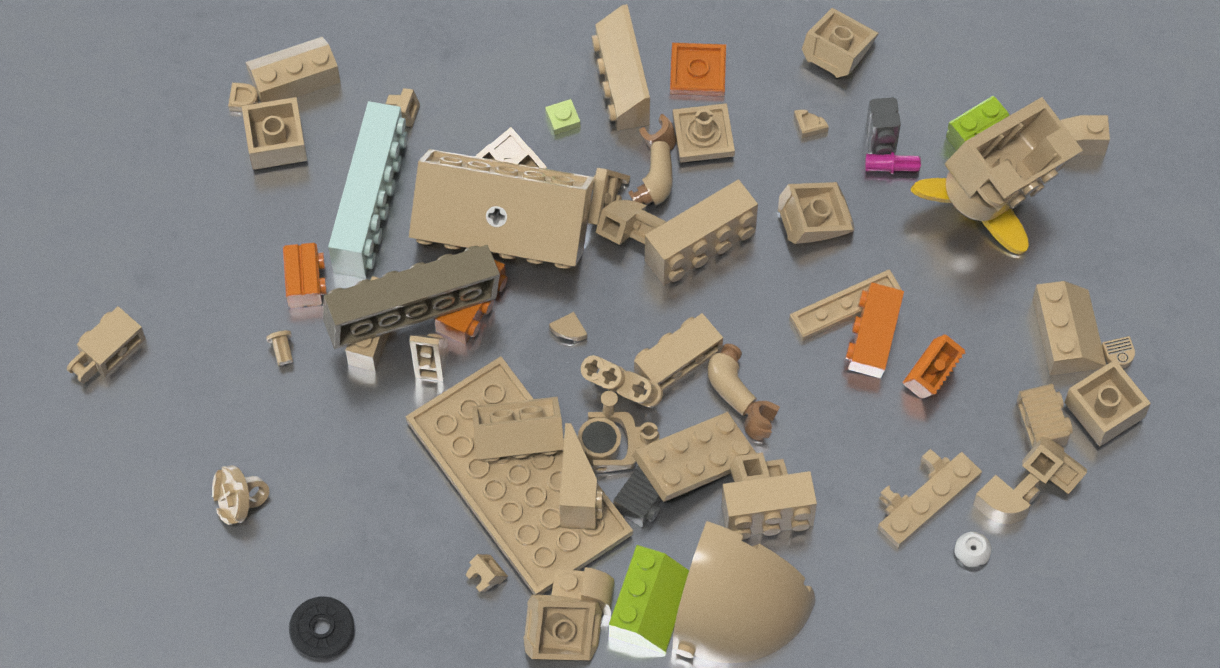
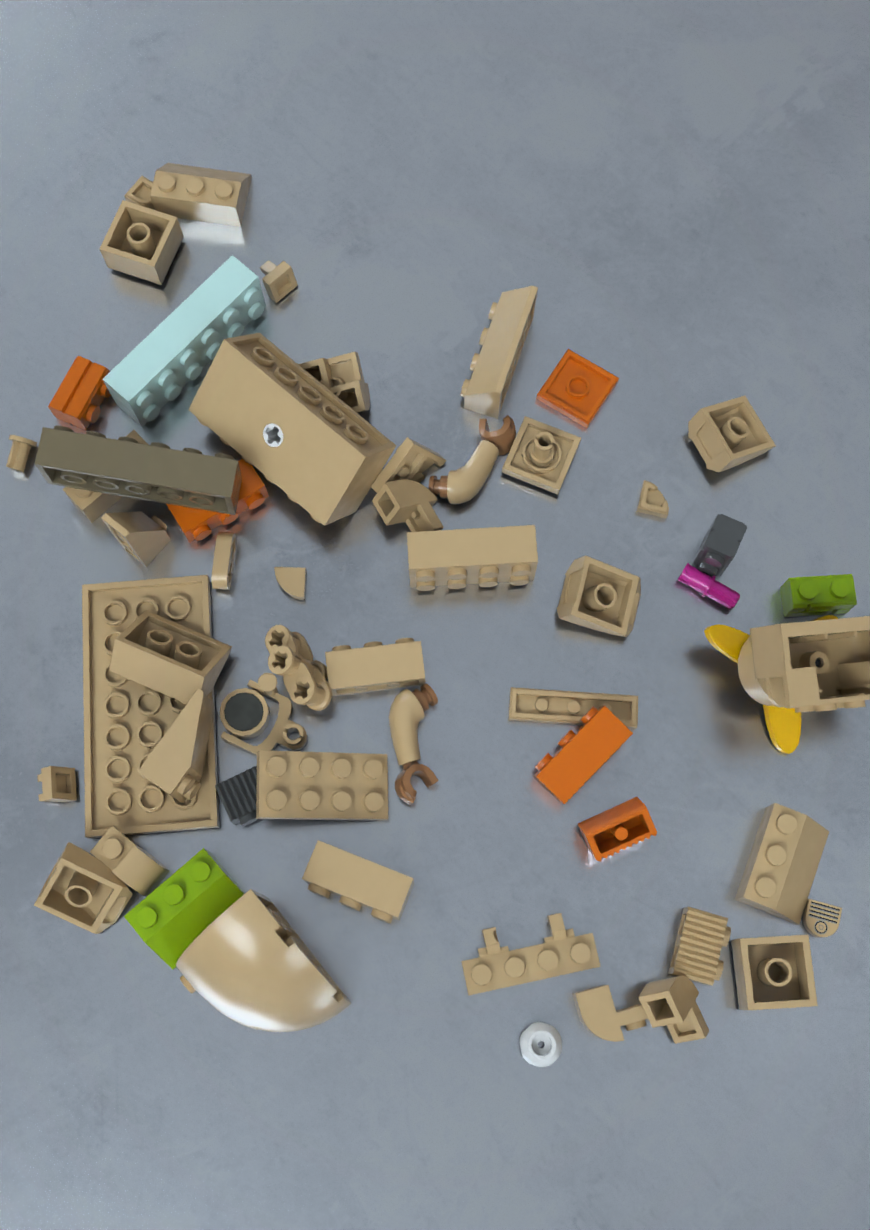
camera: 30 degrees right, 10 degrees up
(505, 340) = (223, 560): none -> tan beam
(562, 117) = (419, 367): yellowish green plate -> none
(755, 467) = (373, 842): tan brick -> none

